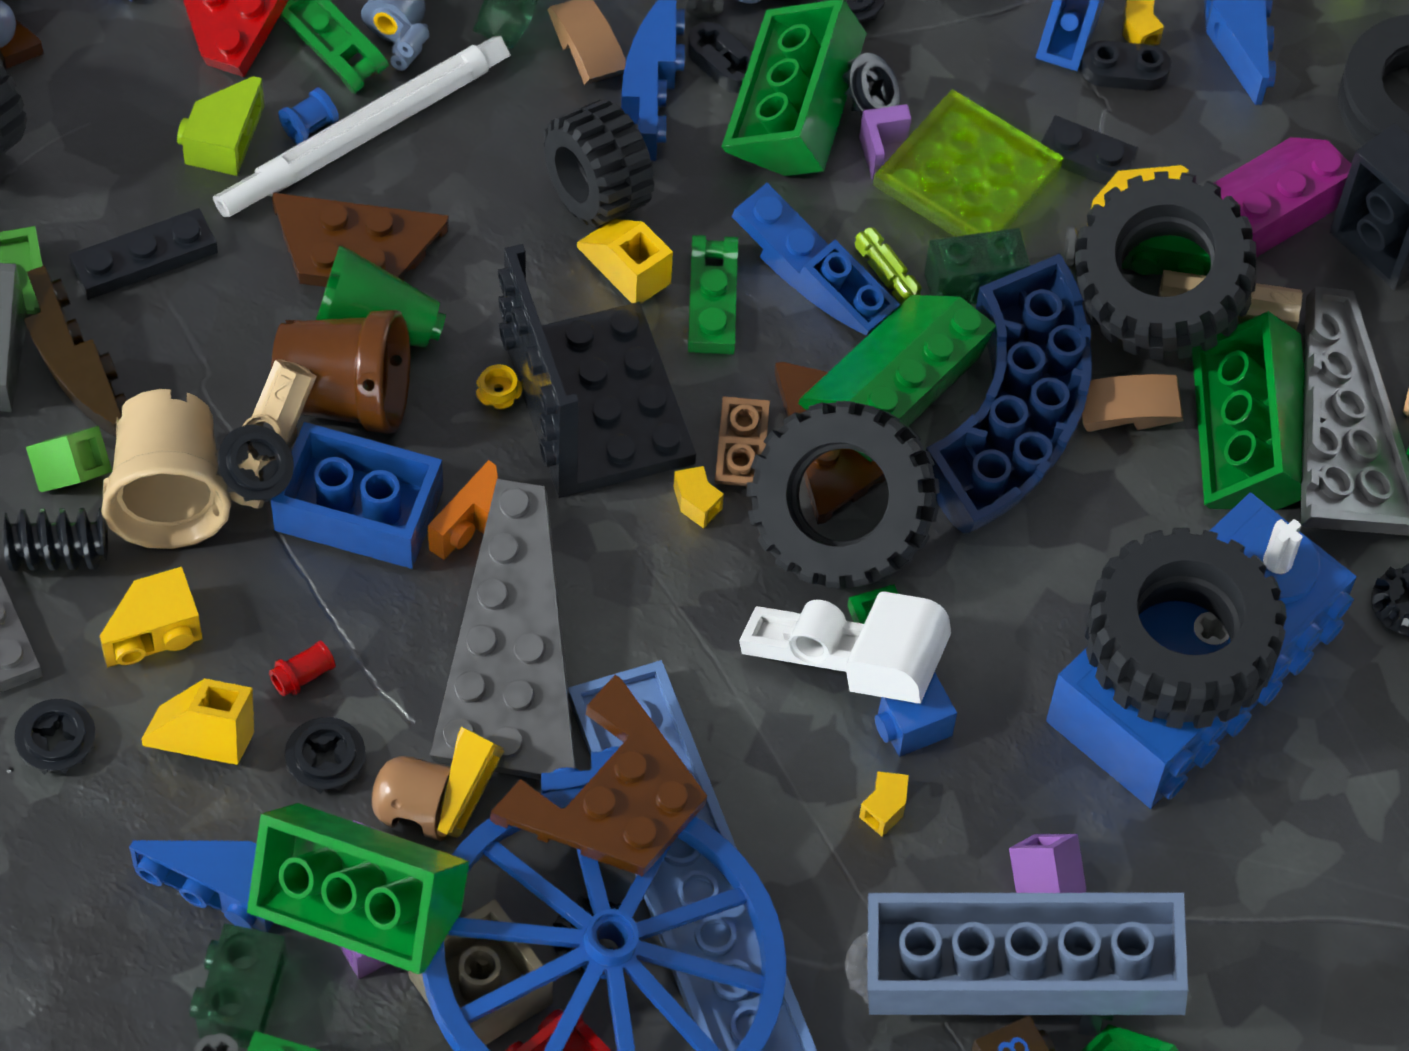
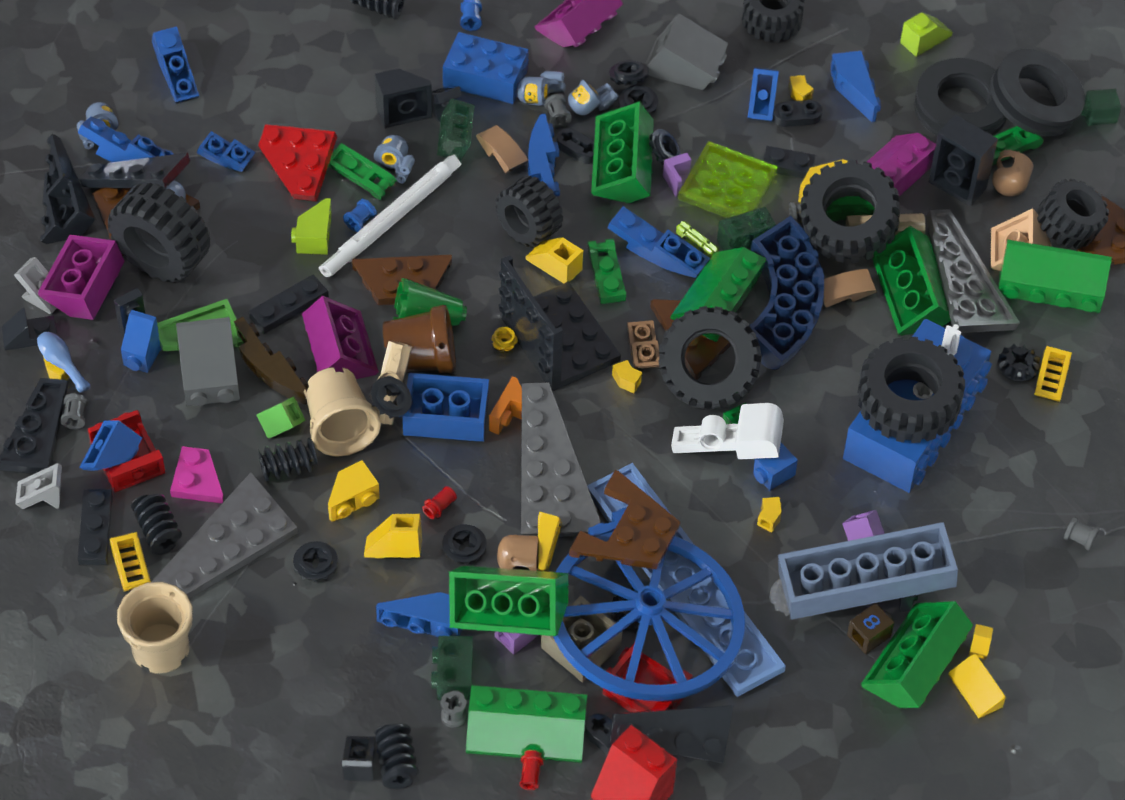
camera: 10 degrees left, 5 degrees down
(209, 335) = (339, 338): none -> magenta slope

